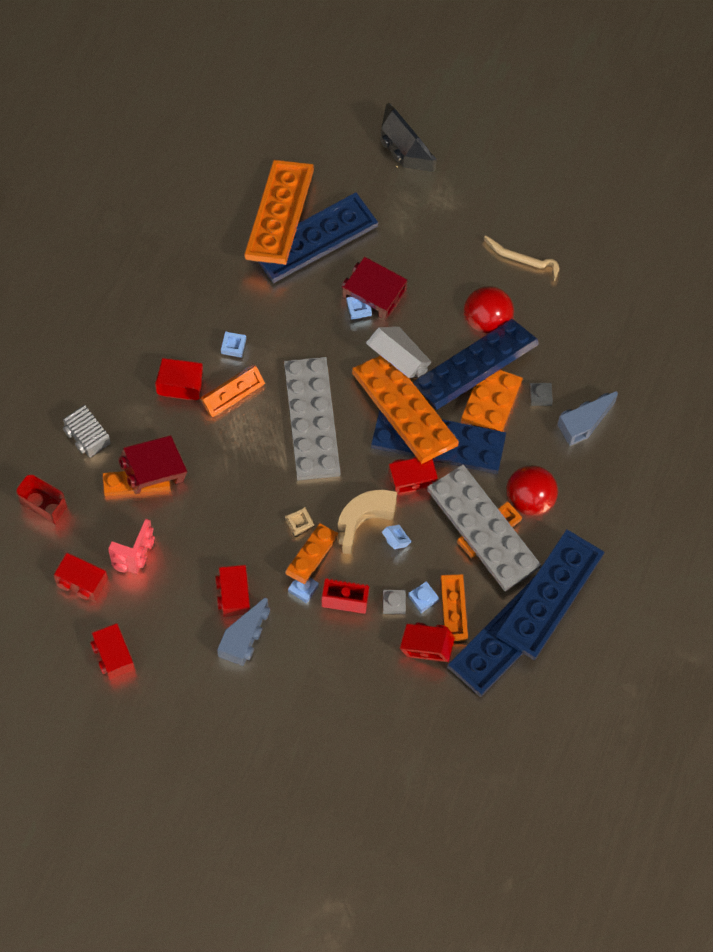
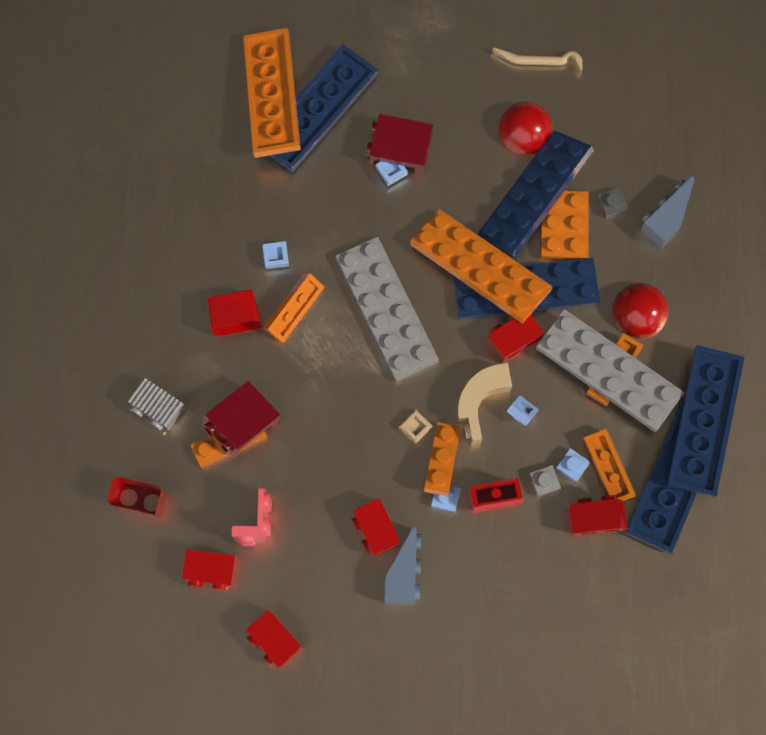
camera: 15 degrees left, 10 degrees up
(399, 350) = (454, 206): light grey slope -> none

